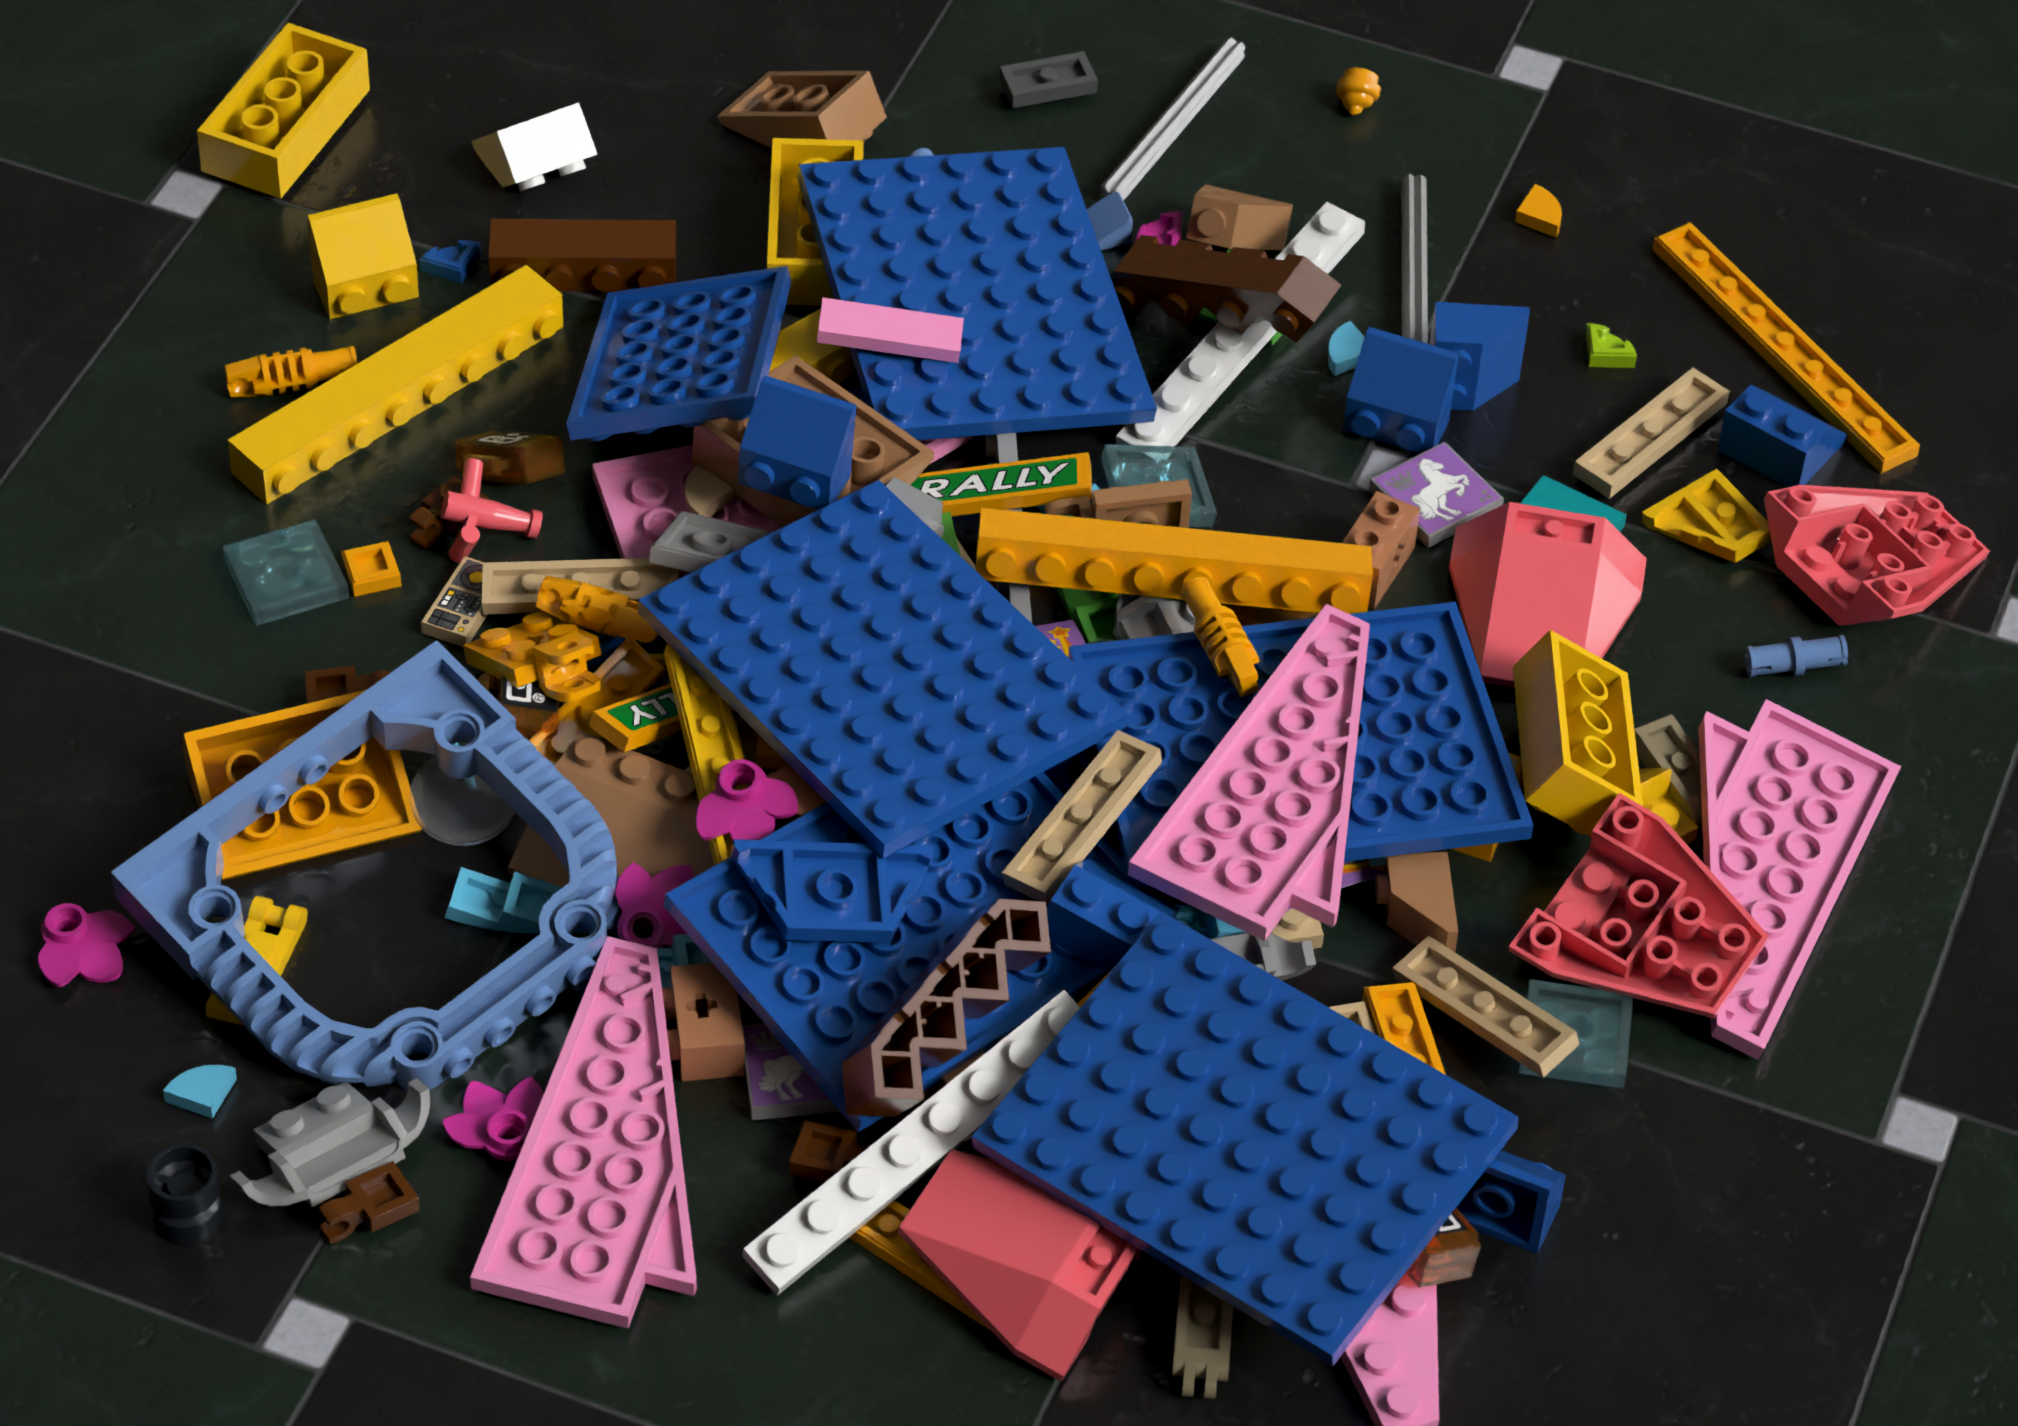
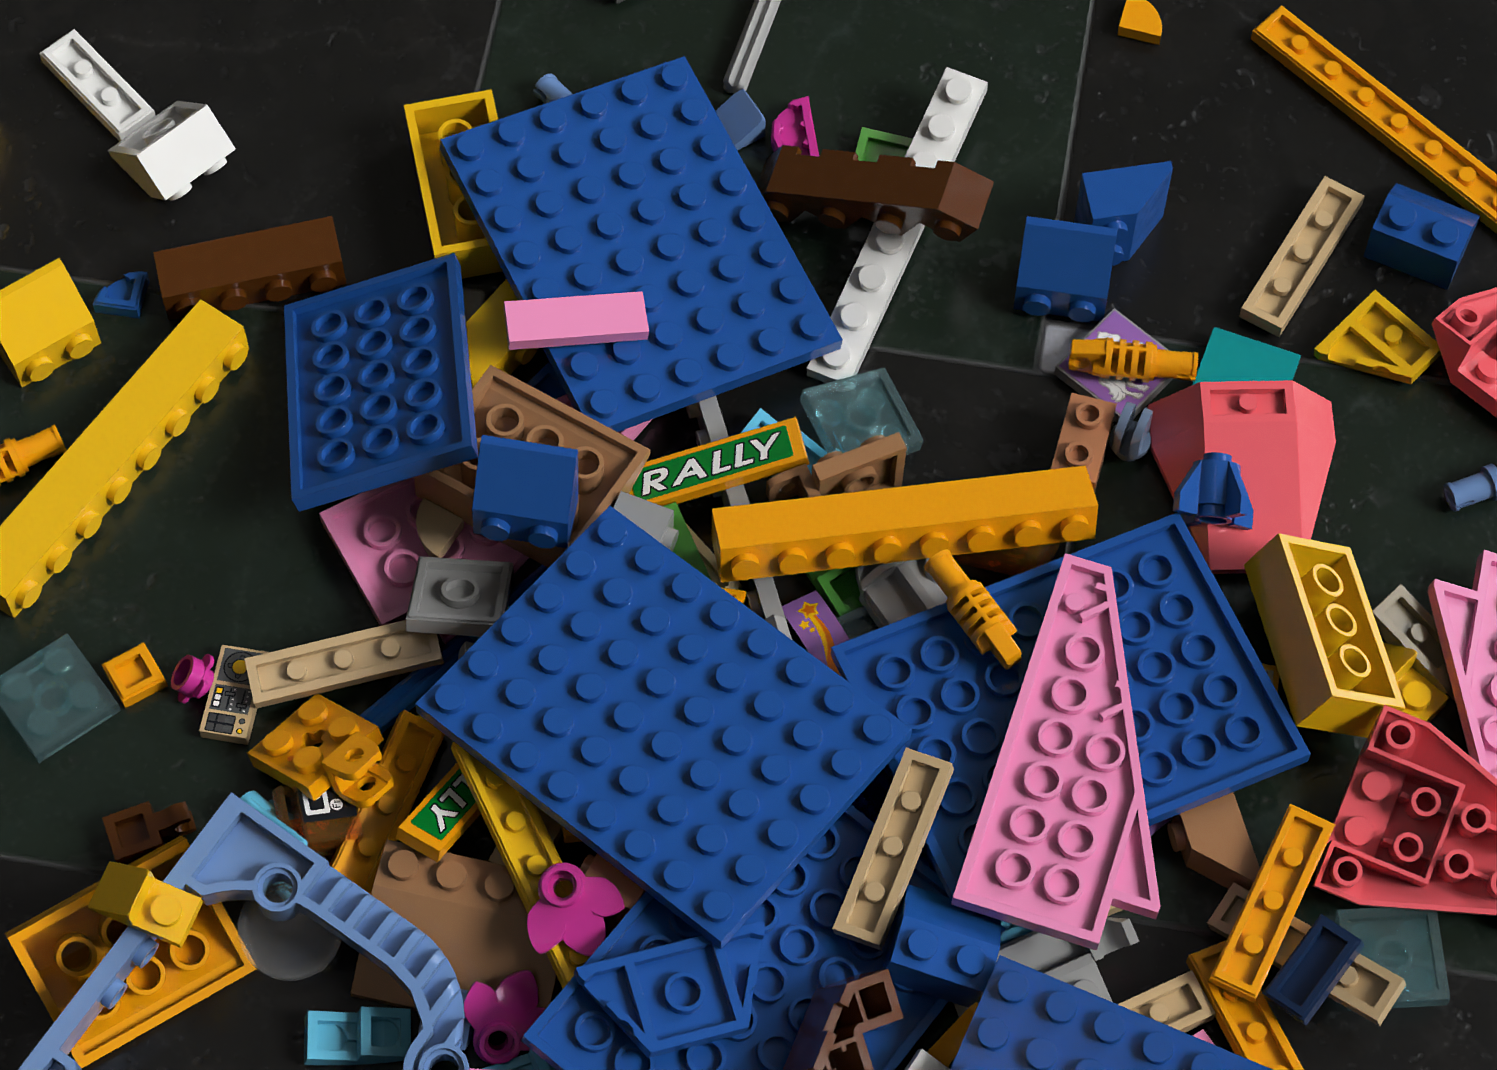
camera: 10 degrees left, 15 degrees up
(326, 713) = (145, 903): none -> yellow slope
(428, 576) = (192, 677): none -> dark pink plate
(429, 515) = (192, 589): reddish brown plate -> none
(476, 85) = (97, 85): none -> white tile
(483, 513) = (223, 595): coral piece -> none
(513, 456) = (237, 517): clear orange piece -> none
(593, 609) = (367, 691): light orange hinge -> none
(807, 107) = (422, 52): medium nougat slope -> none
(1238, 220) = (863, 96): medium nougat slope -> none
(1344, 348) = (999, 219): medium azure tile -> none
(1414, 258) = (1039, 114): light grey axle -> none
(1430, 542) = (1131, 438): none -> sand blue arm
(1450, 481) = (1130, 360): none -> light orange hinge
(1459, 950) = (1271, 903): none -> light orange tile
(1486, 1012) = (1313, 969): none -> dark blue tile
(1497, 597) = (1214, 494): none -> blue brick
(1607, 349) = (1237, 165): lime tile -> none

